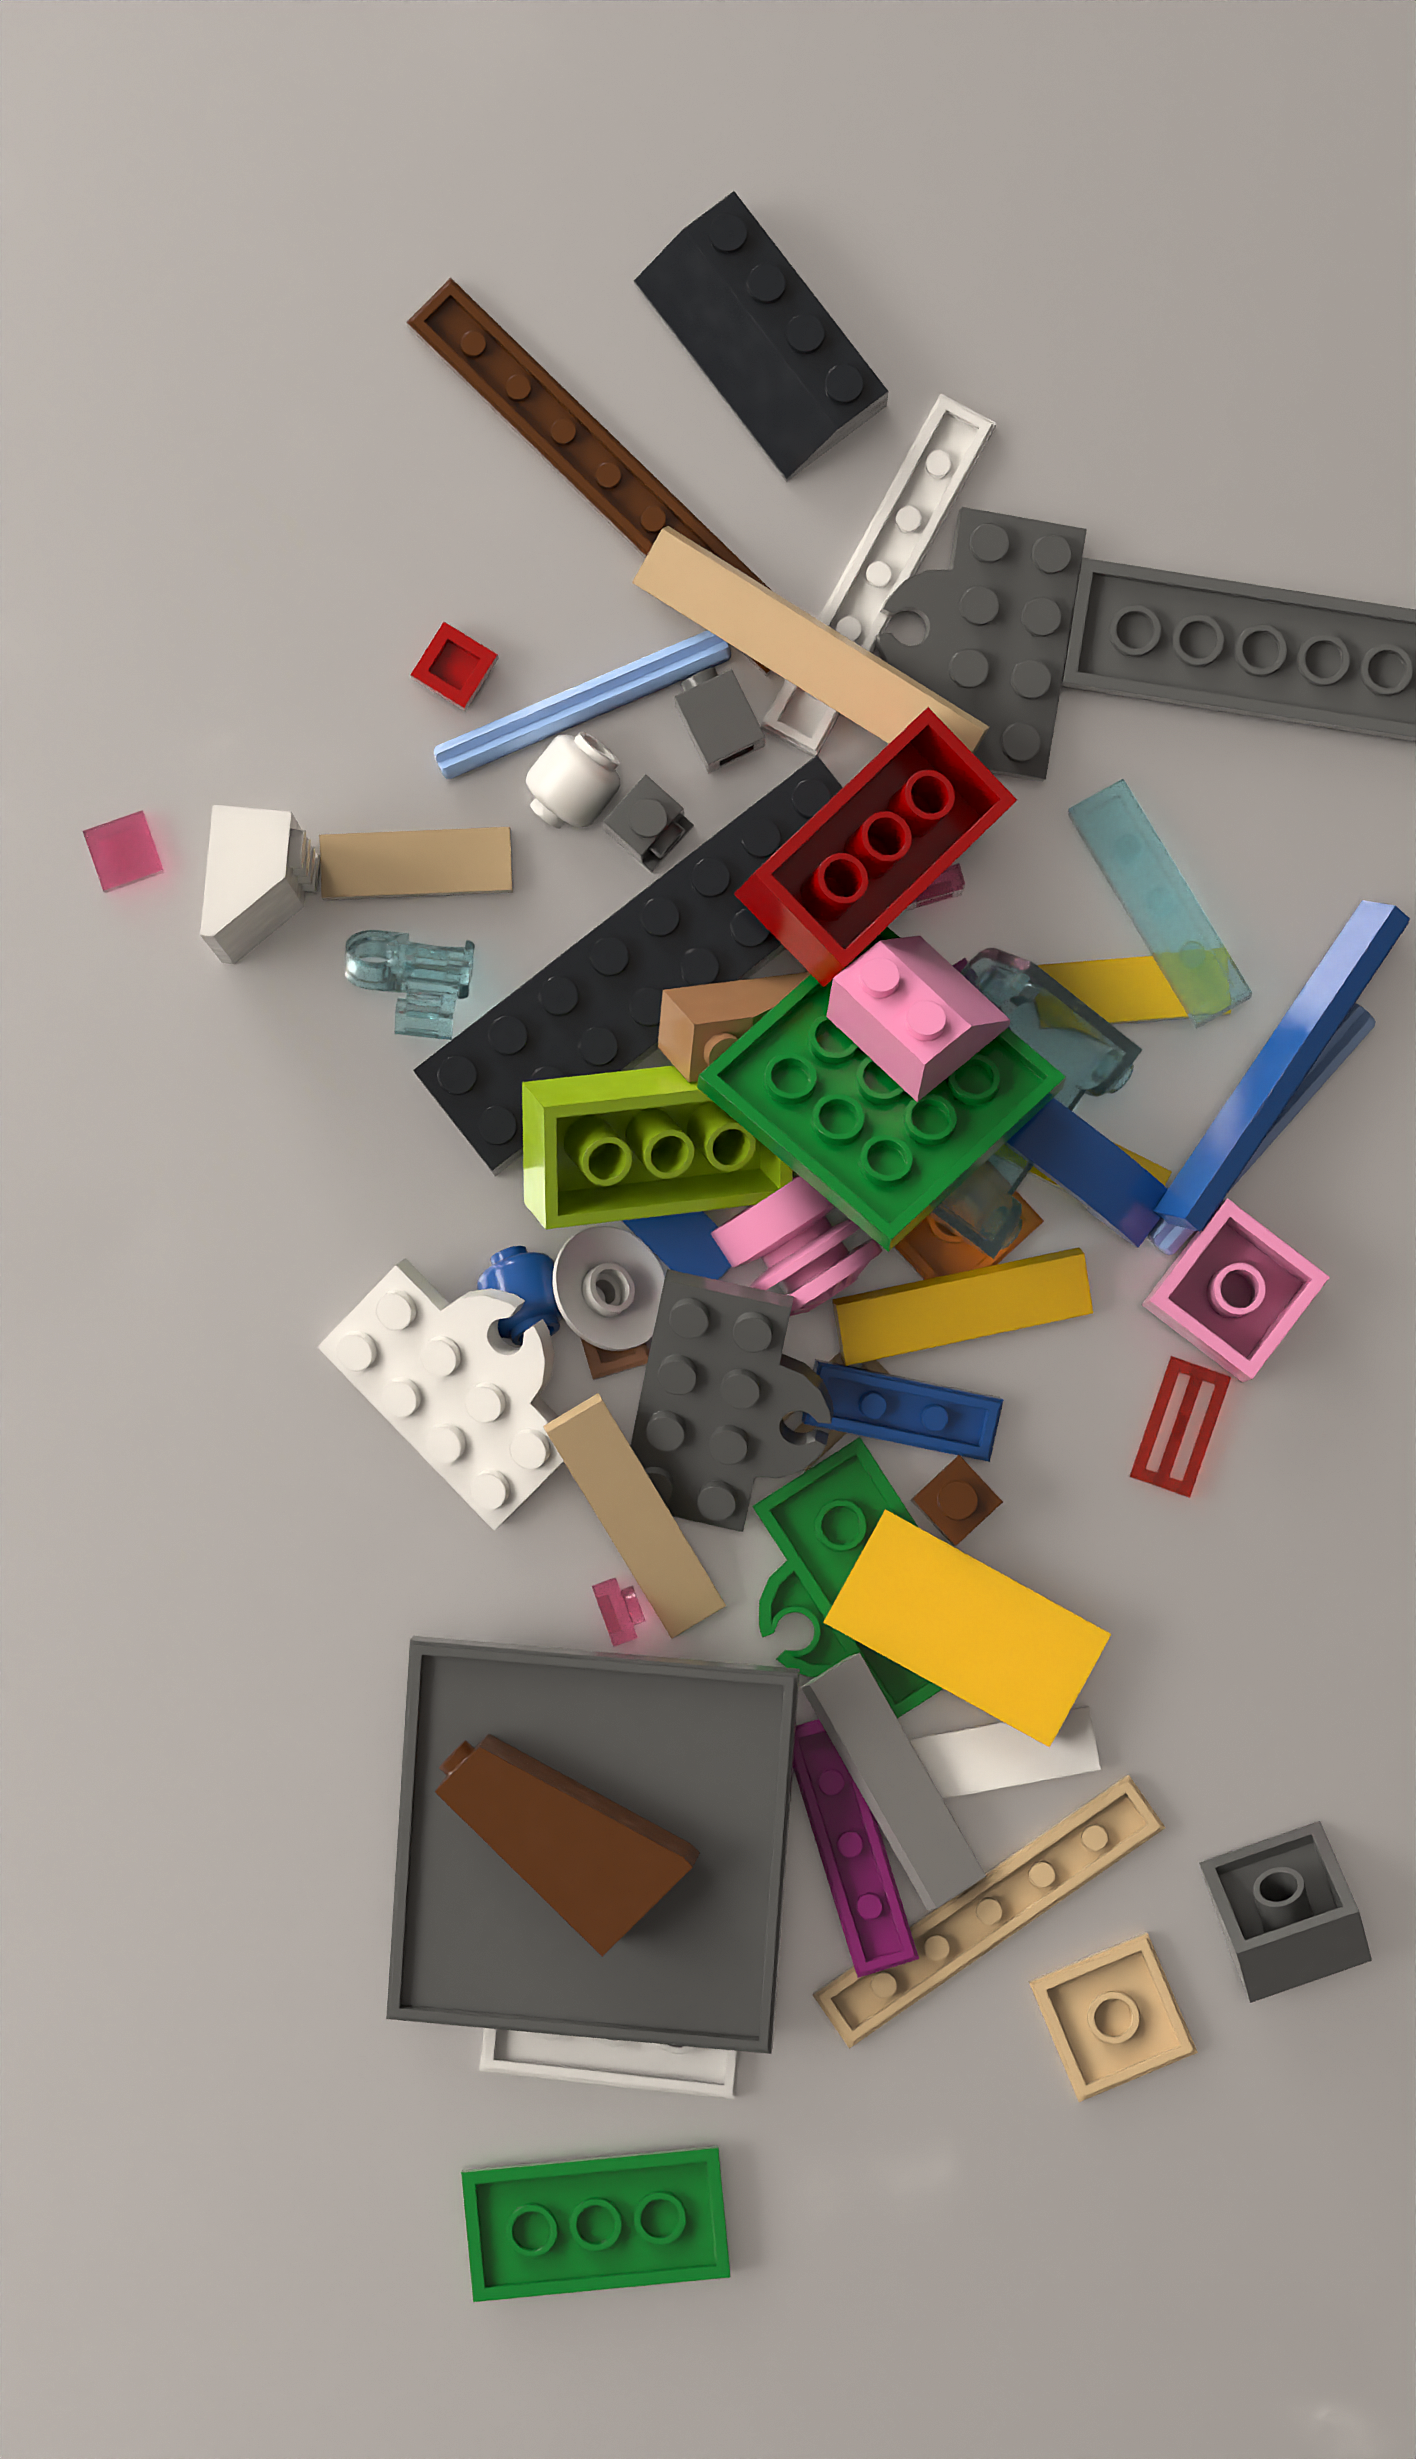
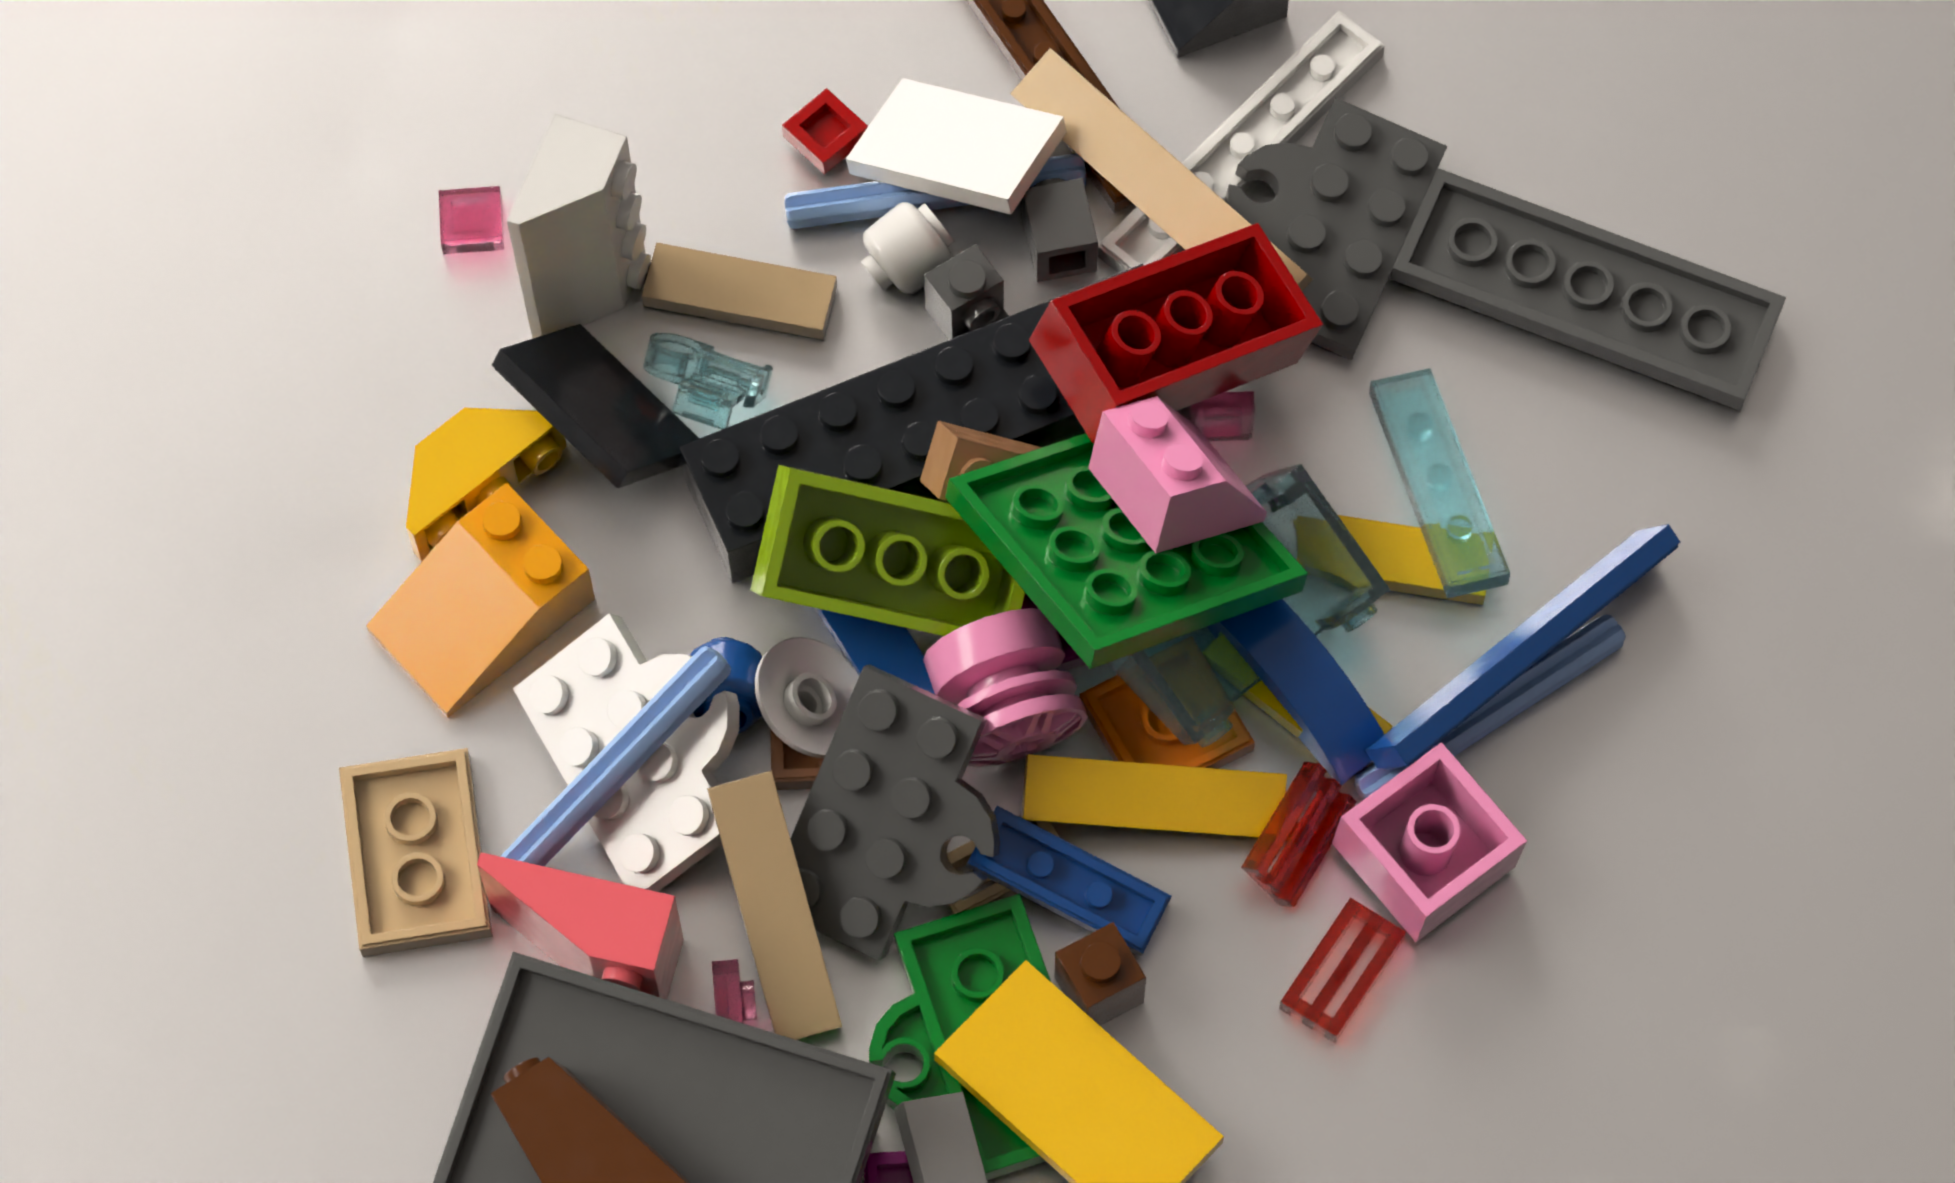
camera: 10 degrees right, 20 degrees down
(210, 1130) = (469, 462): none -> yellow slope
(259, 1268) = (482, 600): none -> light orange slope
(272, 1532) = (414, 852): none -> tan tile
(315, 1036) = (596, 404): none -> black tile
(443, 1424) = (621, 758): none -> light blue axle
(483, 1588) = (589, 922): none -> coral slope
(594, 658) = (956, 146): none -> white tile
(1108, 1306) = (1304, 840): none -> clear red tile

